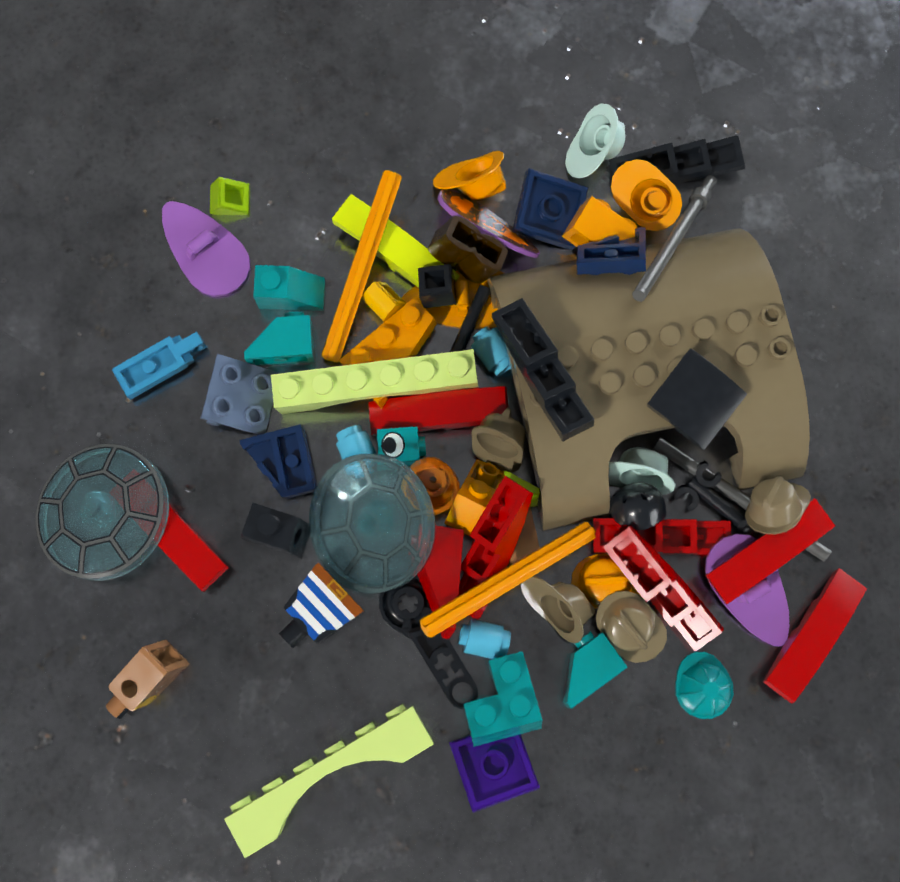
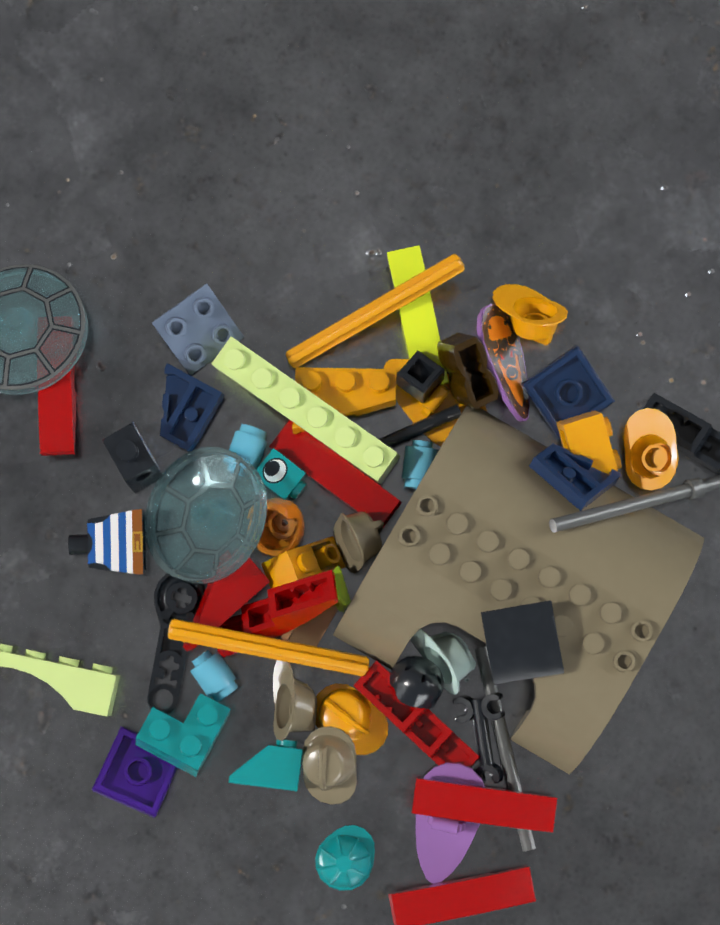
camera: 50 degrees right, 5 degrees up
(157, 363) = (157, 249): dark azure hinge -> none
(205, 250) = (272, 188): medium lavender shield -> none
(229, 197) = (327, 162): lime slope -> none
(283, 342) = (267, 317): teal slope -> none
(288, 289) = (307, 278): teal slope -> none
(382, 300) = (371, 350): yellow brick -> none
(542, 369) = (426, 516): black slope -> none
(597, 140) = (654, 369): light aqua piece -> none
(663, 587) = (380, 758): slope -> none
(776, 506) = (522, 776): dark tan piece -> none

